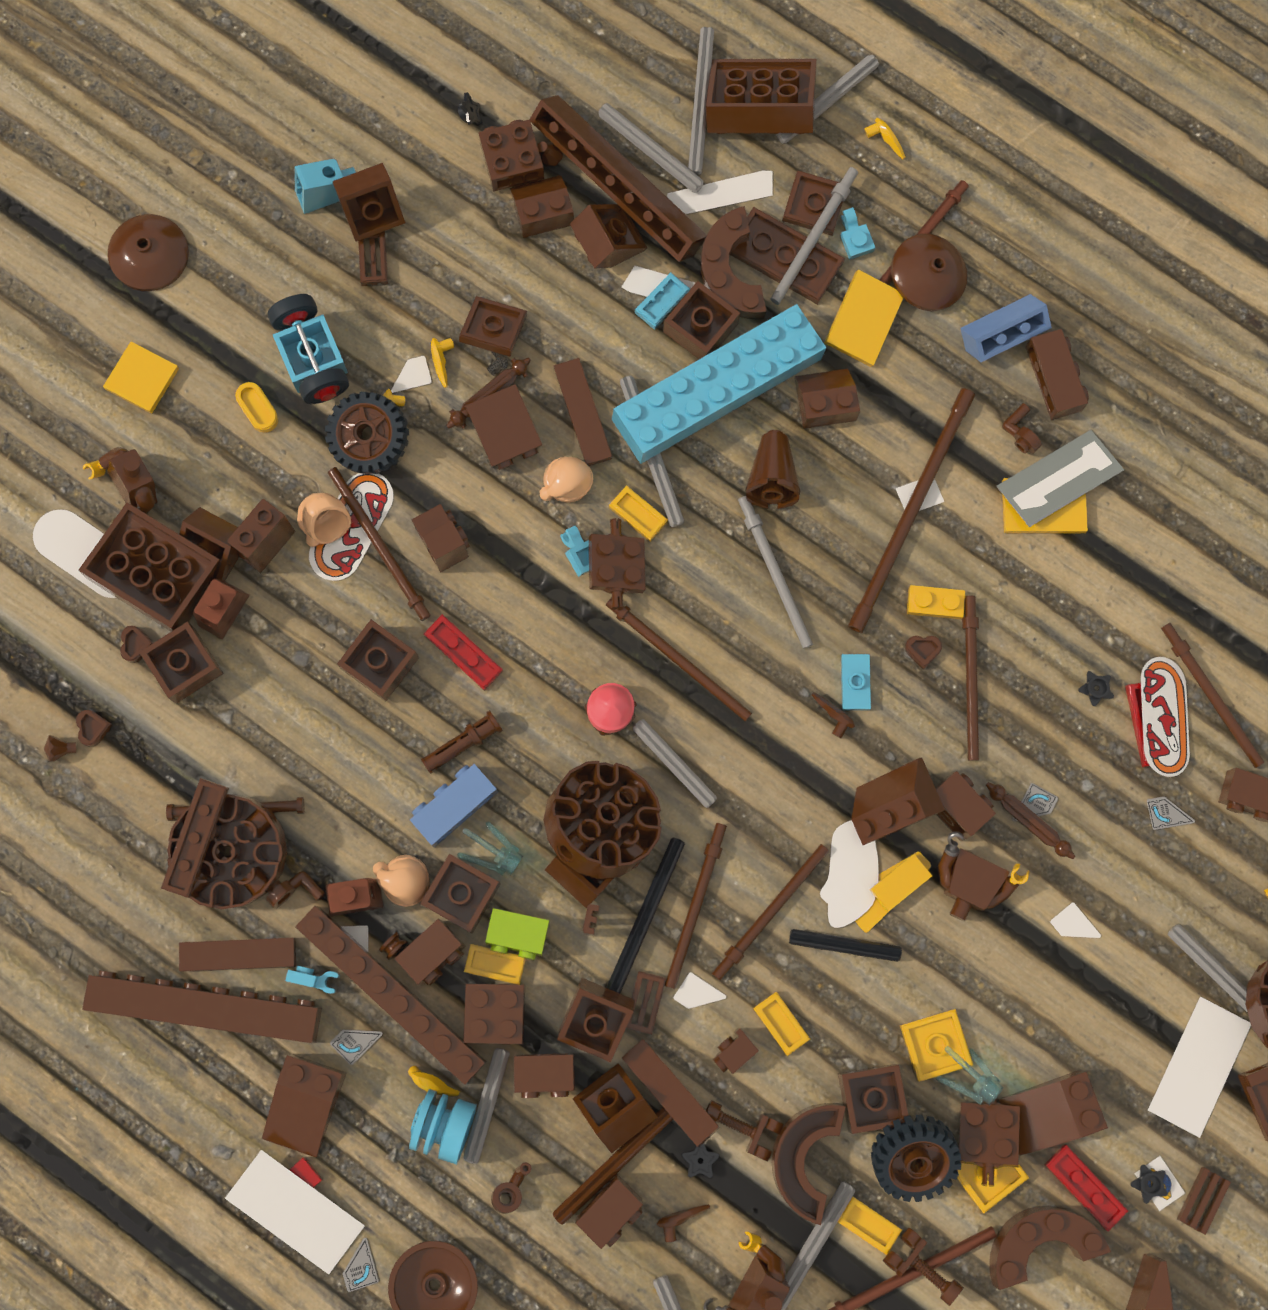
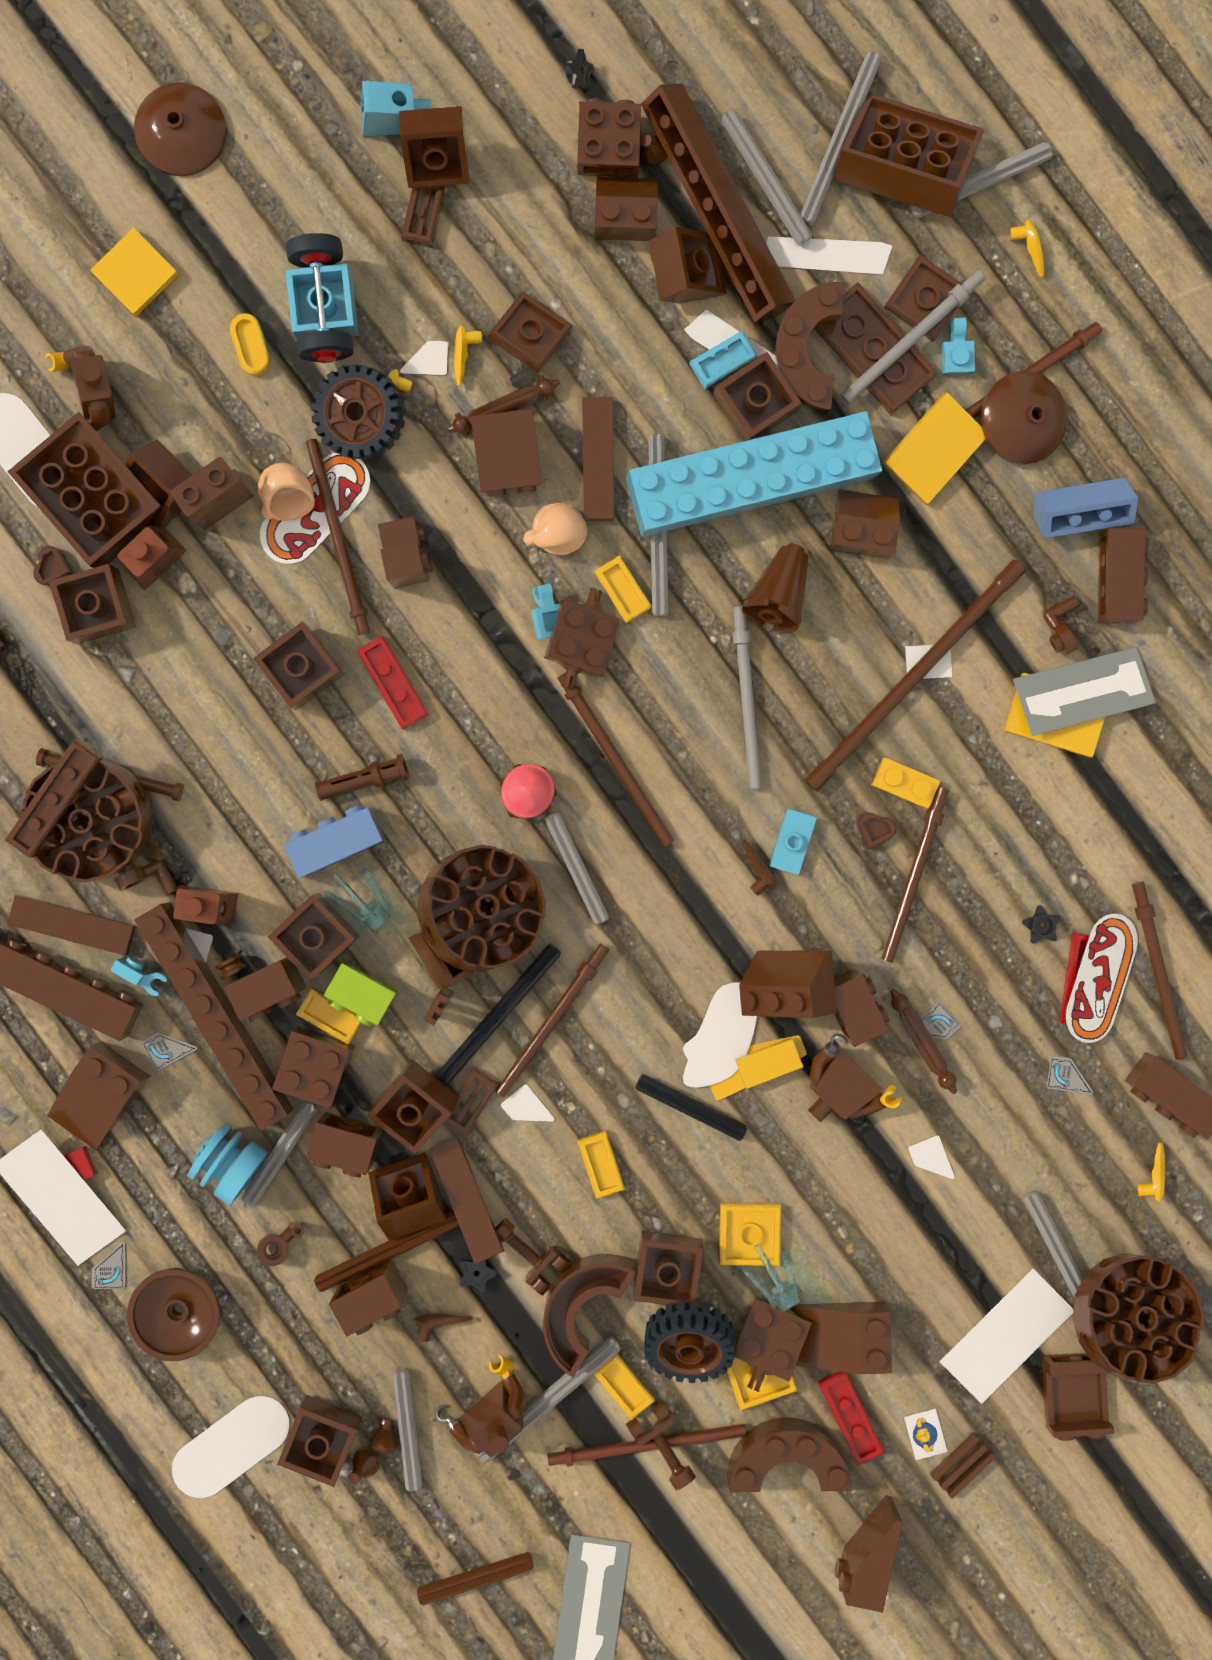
camera: 20 degrees right, 10 degrees up
(403, 879) = (260, 902): light nougat piece -> none
(427, 1081) = (229, 1114): yellow bar -> none
(735, 954) = (576, 1082): reddish brown bar -> none
(735, 1052) = (544, 1180): reddish brown brick -> none
(1157, 1187) = (919, 1440): black plate -> none

